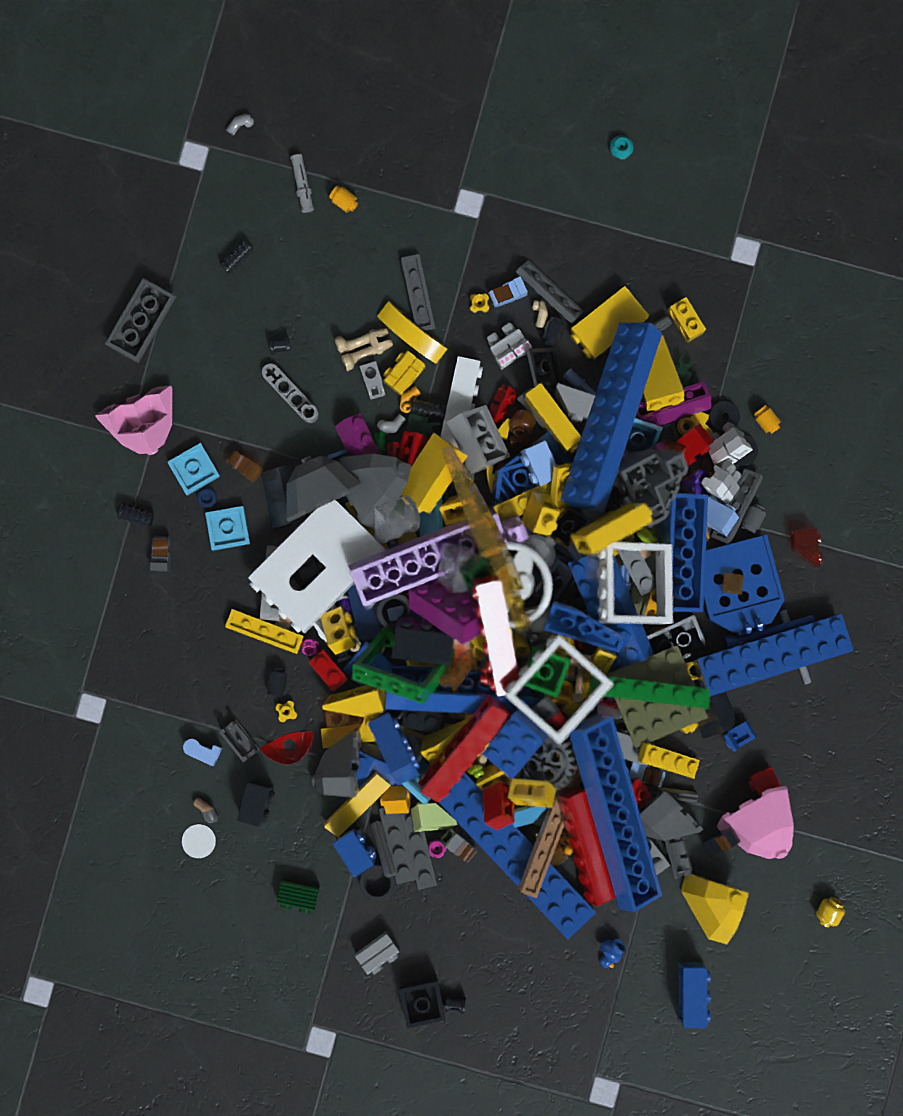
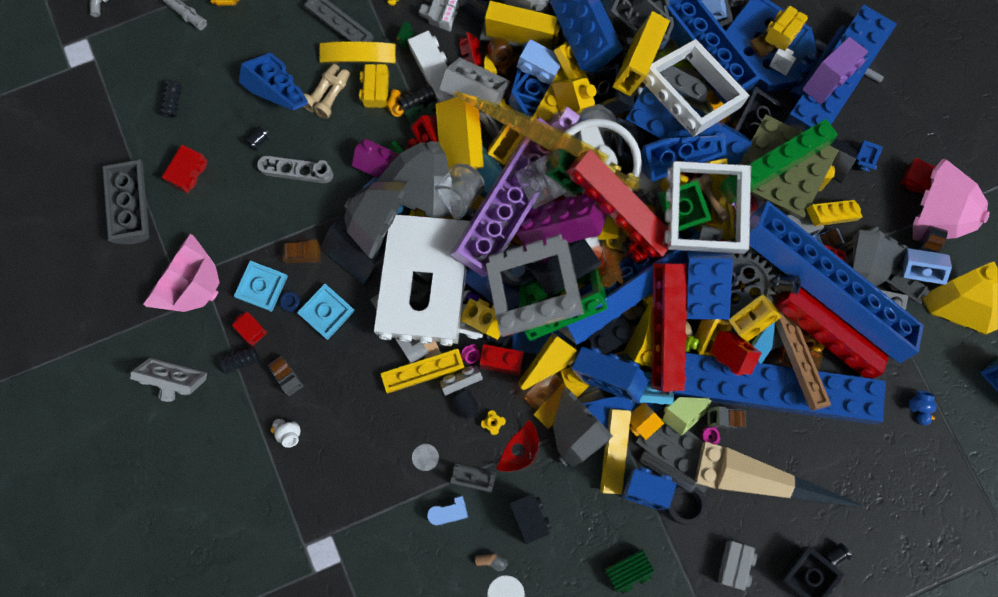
camera: 35 degrees left, 10 degrees down
(73, 489) = (168, 378): none -> light grey plate
(128, 598) = (286, 432): none -> white animal
(160, 496) = (249, 328): none -> red brick
(205, 327) = (185, 169): none -> red brick
(217, 696) = (425, 457): none -> clear sticker
(287, 661) = (455, 382): none -> light grey plate
(324, 306) = (268, 79): none -> blue wedge
(372, 380) = (353, 108): light grey leg -> none
(372, 668) = (541, 312): none -> light grey hinge
(391, 426) = (396, 134): light grey arm -> none
(429, 886) = (734, 471): none -> tan plate
(461, 348) = (405, 33): none -> dark green plate
(575, 787) = (789, 284): none -> black bush
(701, 855) = (926, 266): none -> light blue brick
(734, 610) = (783, 61): none -> white tile
(758, 586) = (785, 28): none -> yellow brick
(761, 653) = (835, 70): none -> medium lavender wedge

